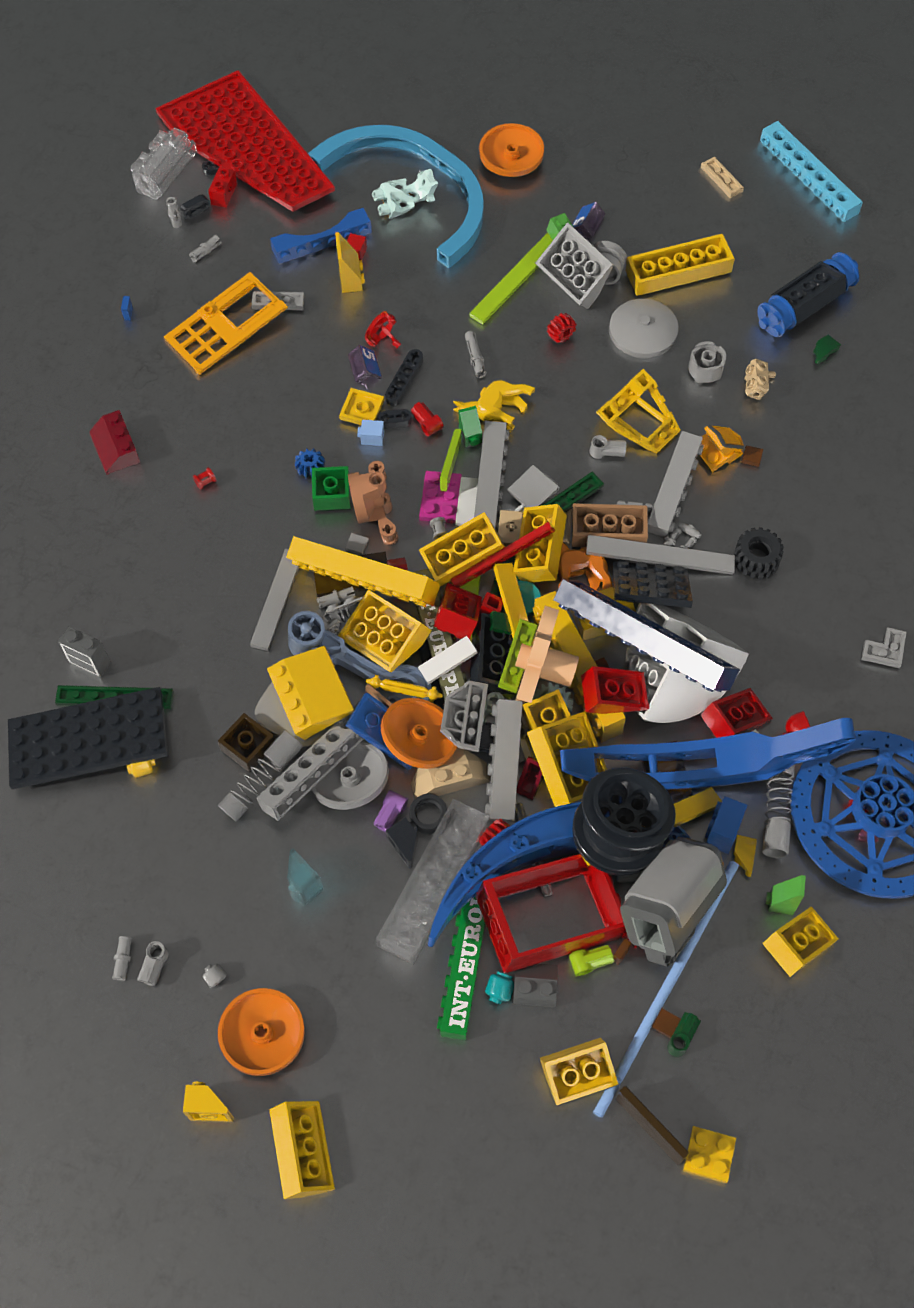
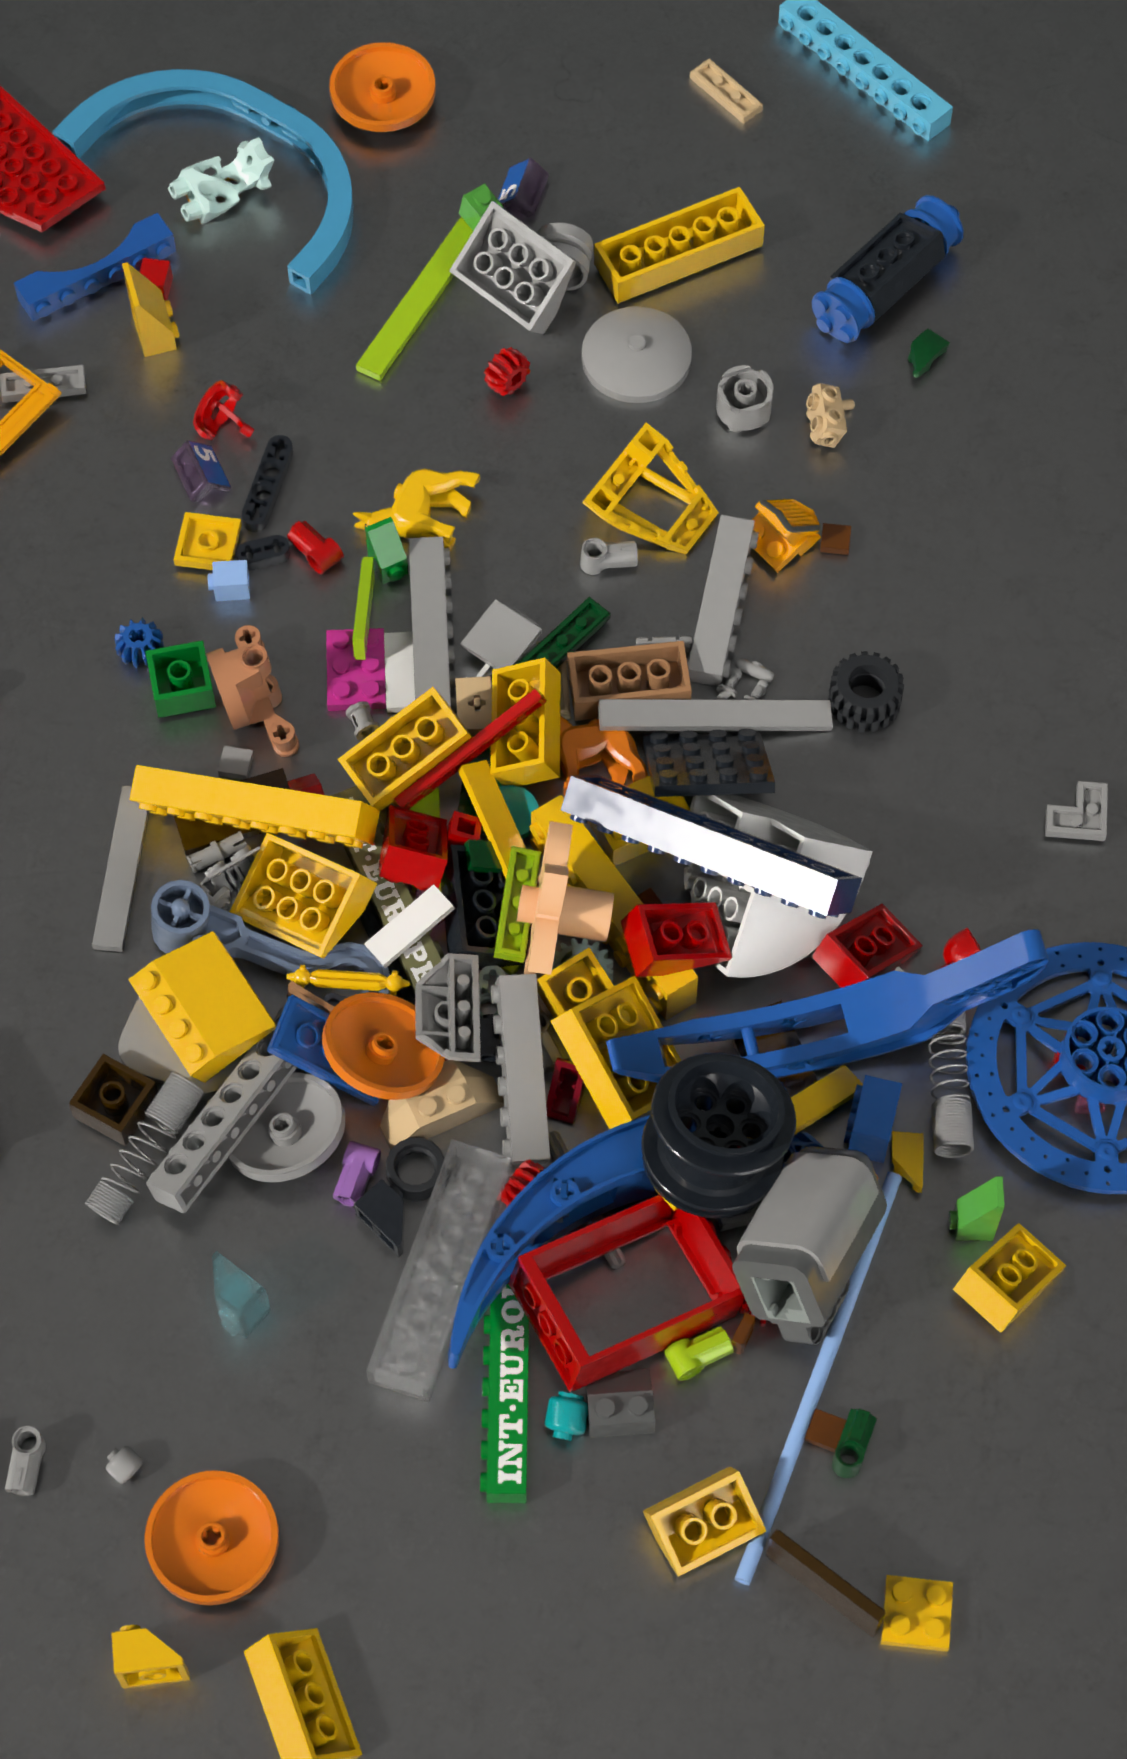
camera: 10 degrees left, 0 degrees up
(477, 360) = (379, 439): light grey pin -> none

